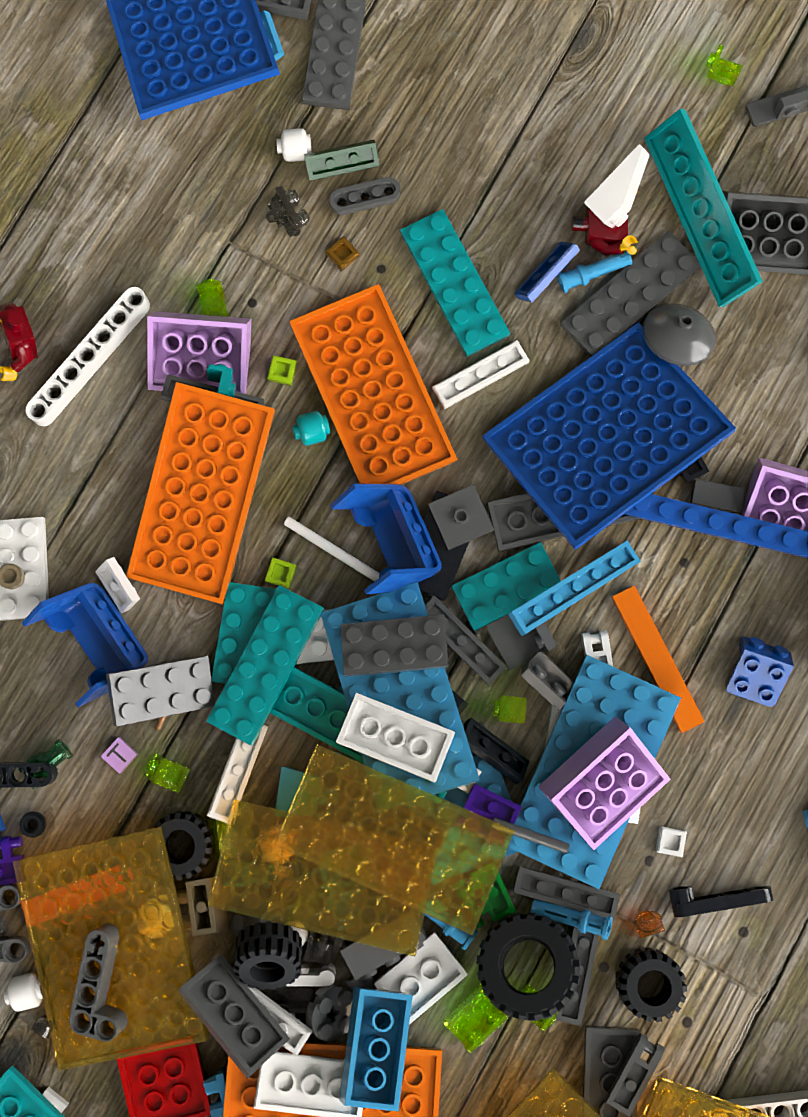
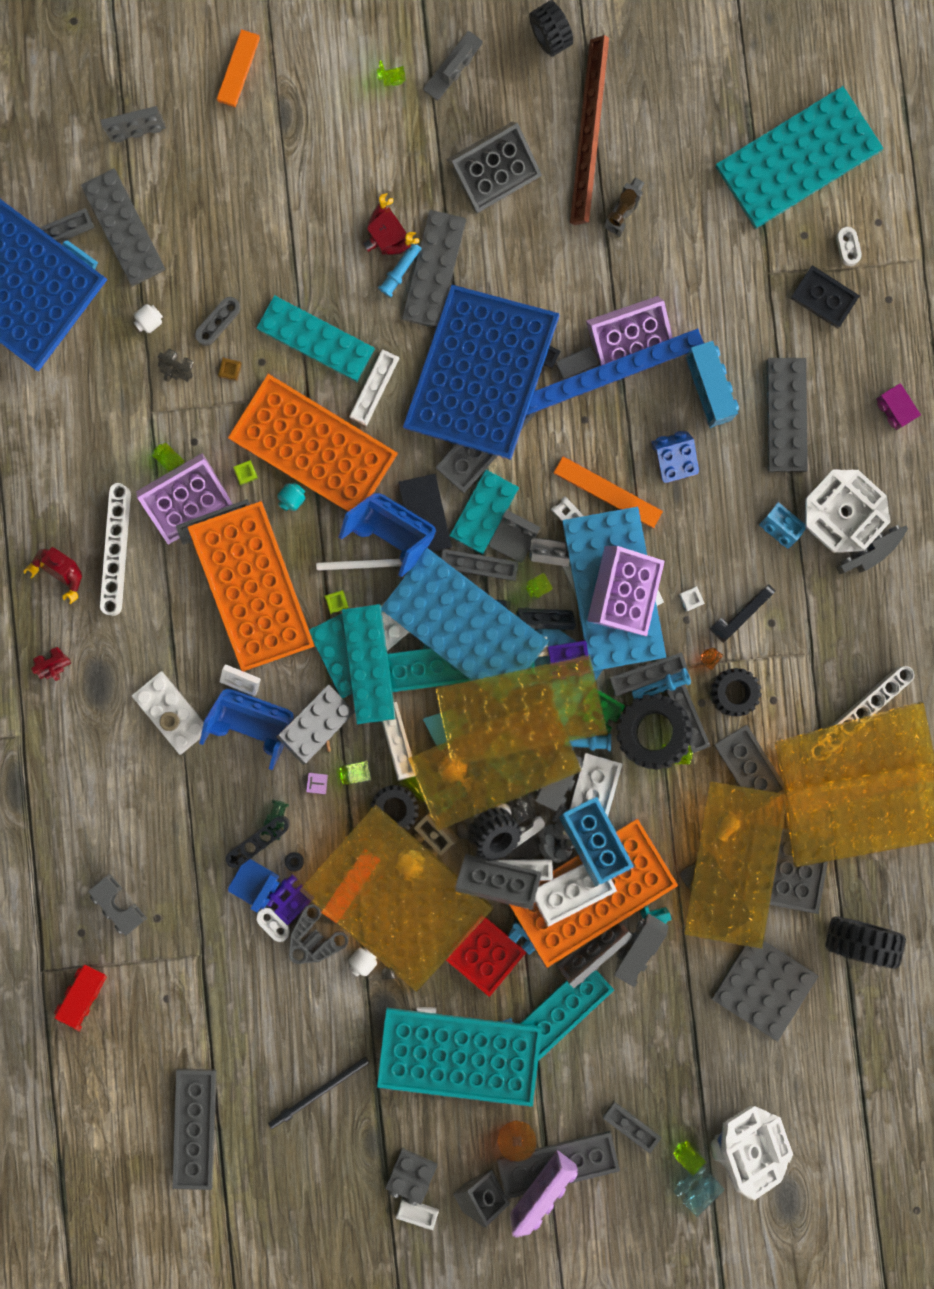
camera: 35 degrees left, 5 degrees up
(99, 981) = (404, 920): dark grey beam -> none
(224, 376) = (212, 501): teal bracket -> none
(341, 160) = (185, 307): plate -> none
(394, 645) = (440, 596): dark grey plate -> none
(395, 737) = (480, 651): white plate -> none
(460, 517) = (425, 488): dark grey plate -> none
(474, 1020) = (644, 786): clear neon green bracket -> none
(536, 837) = (610, 651): dark grey bar -> none
(546, 271) = (370, 291): blue tile -> none
(573, 588) = (526, 483): dark azure plate -> none
(616, 194) = (382, 212): white slope -> none
(634, 1075) = (760, 751): dark grey plate -> none
(679, 334) = (483, 281): dark grey dish -> none
(702, 208) = (441, 181): teal plate -> none

